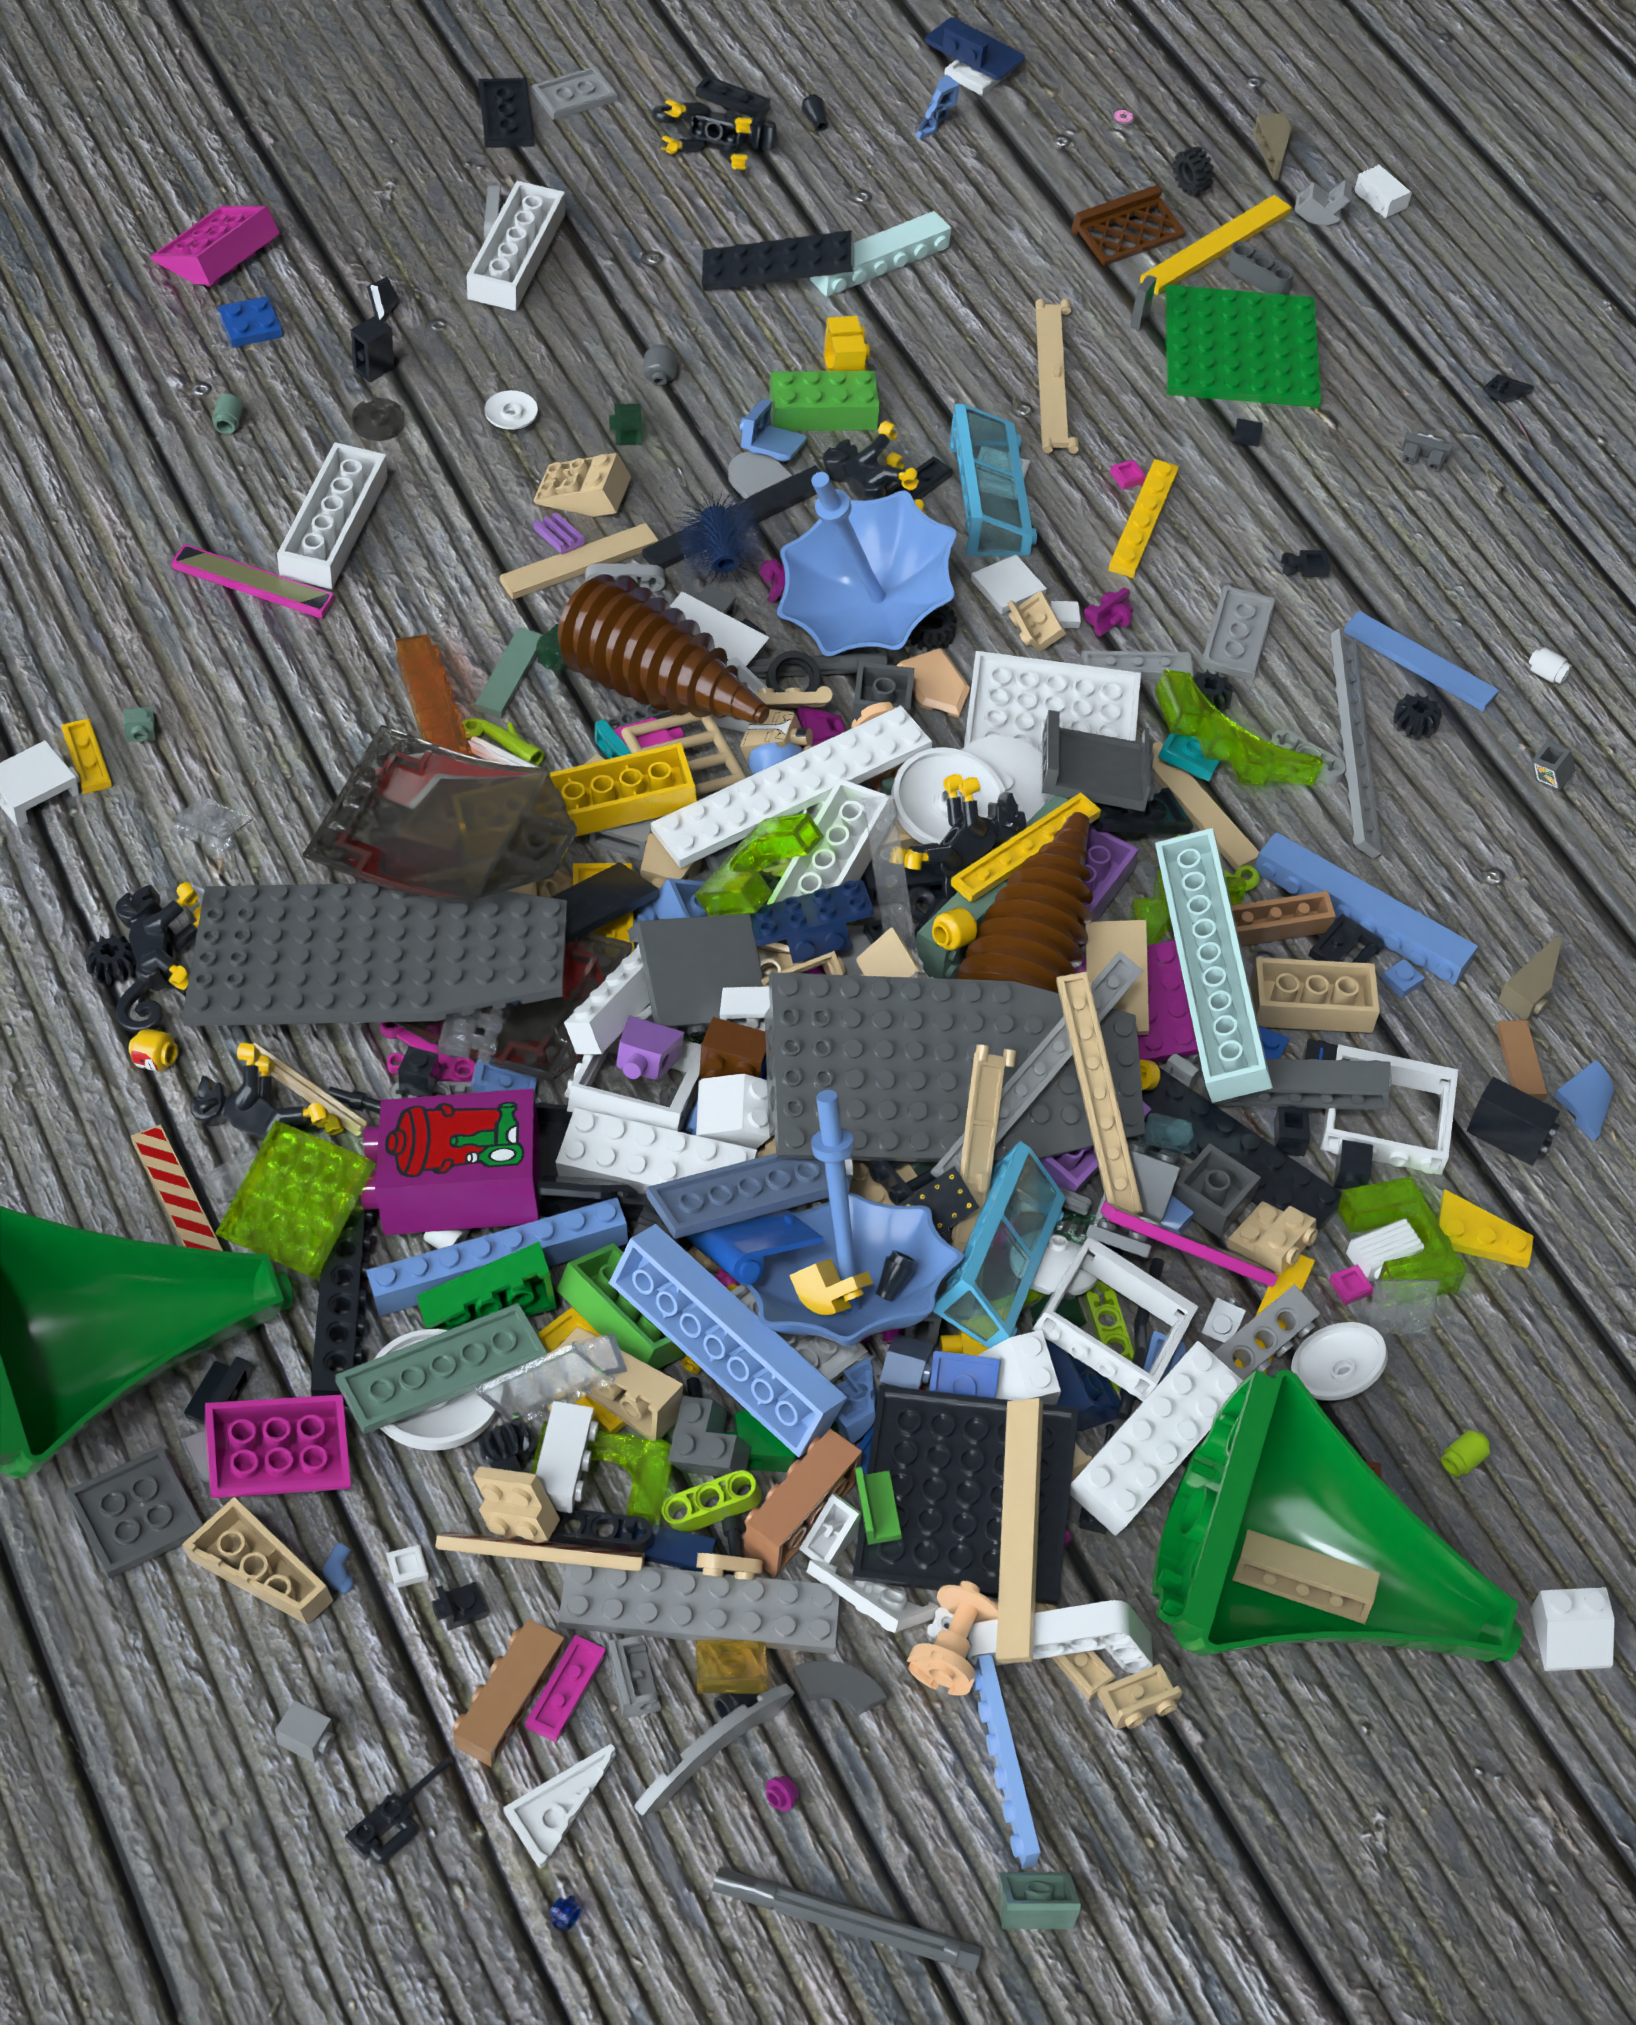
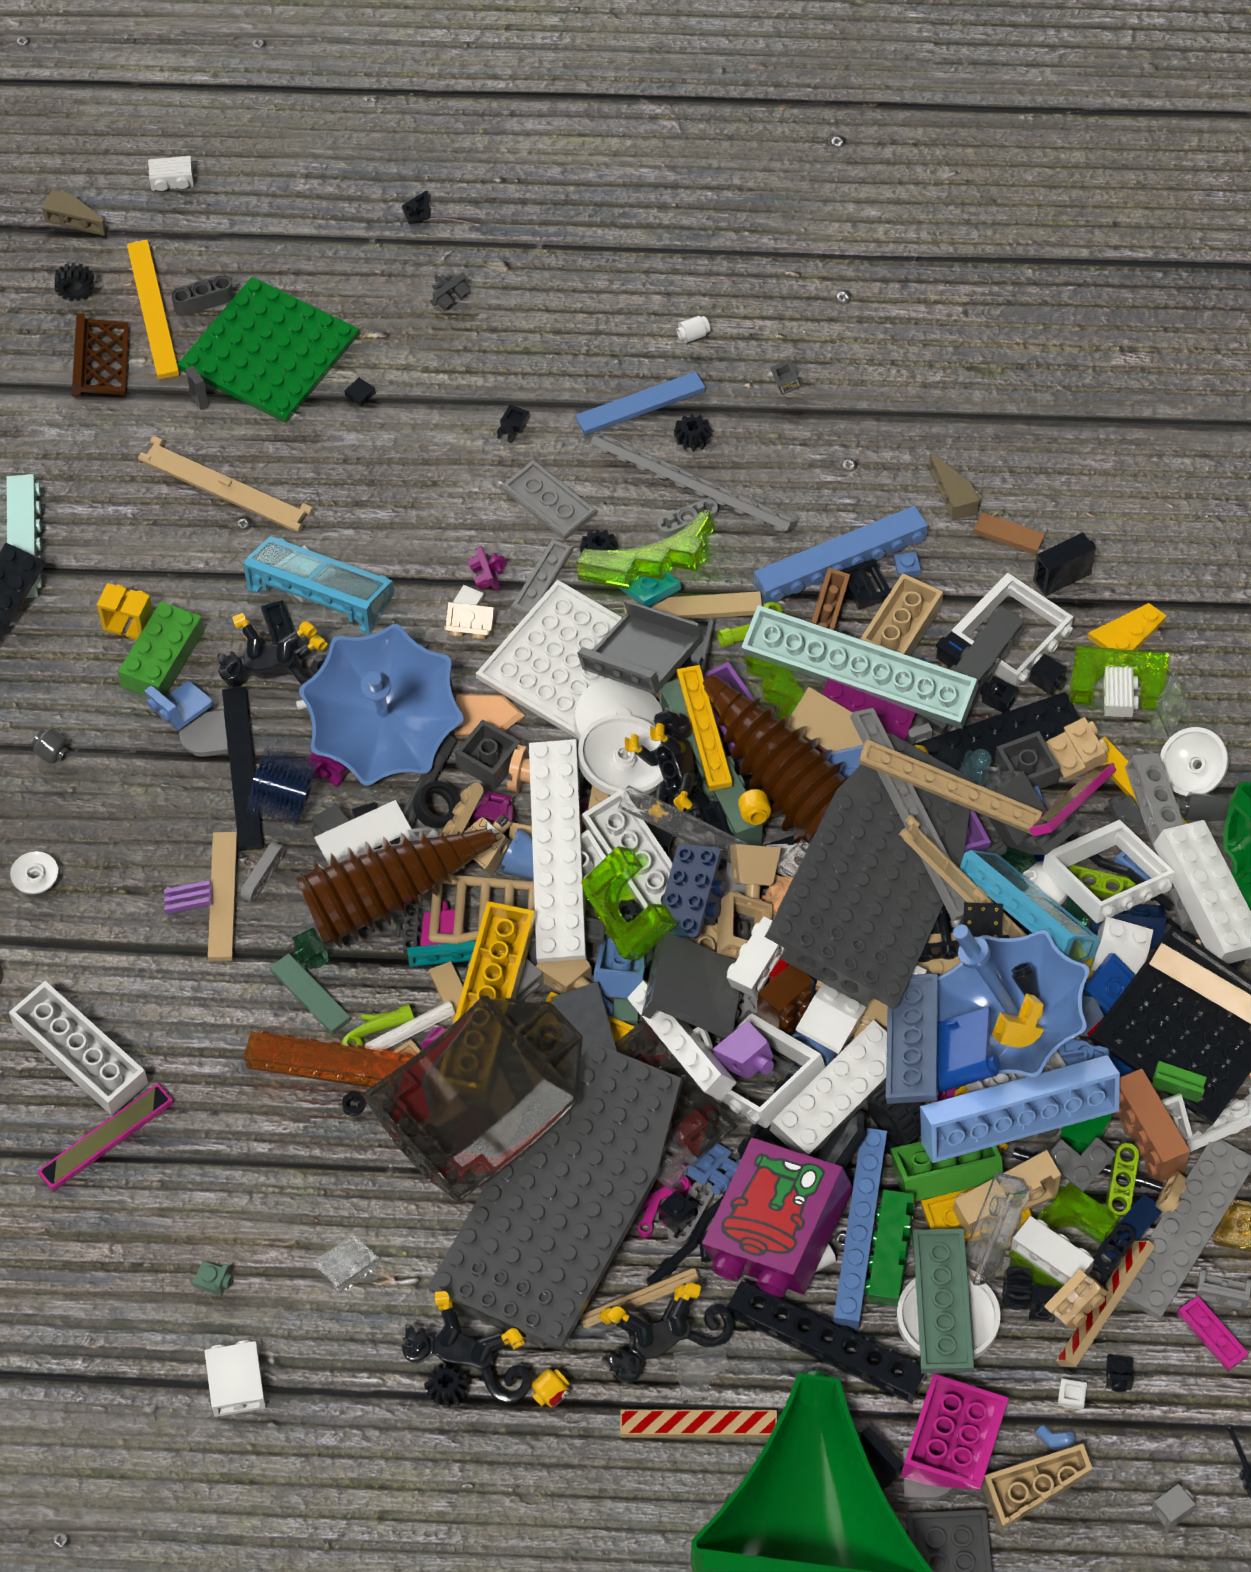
camera: 55 degrees left, 5 degrees up
(86, 756) = (221, 1329): yellow tile -> none
(295, 1199) = (753, 1337): clear neon green plate -> none
(508, 1692) = (1201, 1368): medium nougat brick -> none
(585, 485) = (147, 858): tan slope -> none
(626, 424) = (100, 797): clear green brick -> none
(1007, 582) = (419, 619): white tile -> none
(1127, 474) = (354, 489): dark pink tile -> none
(1143, 518) = (404, 501): yellow plate -> none
(1322, 207) = (164, 218): light grey brick -> none
(1351, 1284) = (1131, 726): dark pink tile -> none
(1588, 1098) = (1059, 512): medium blue slope -> none

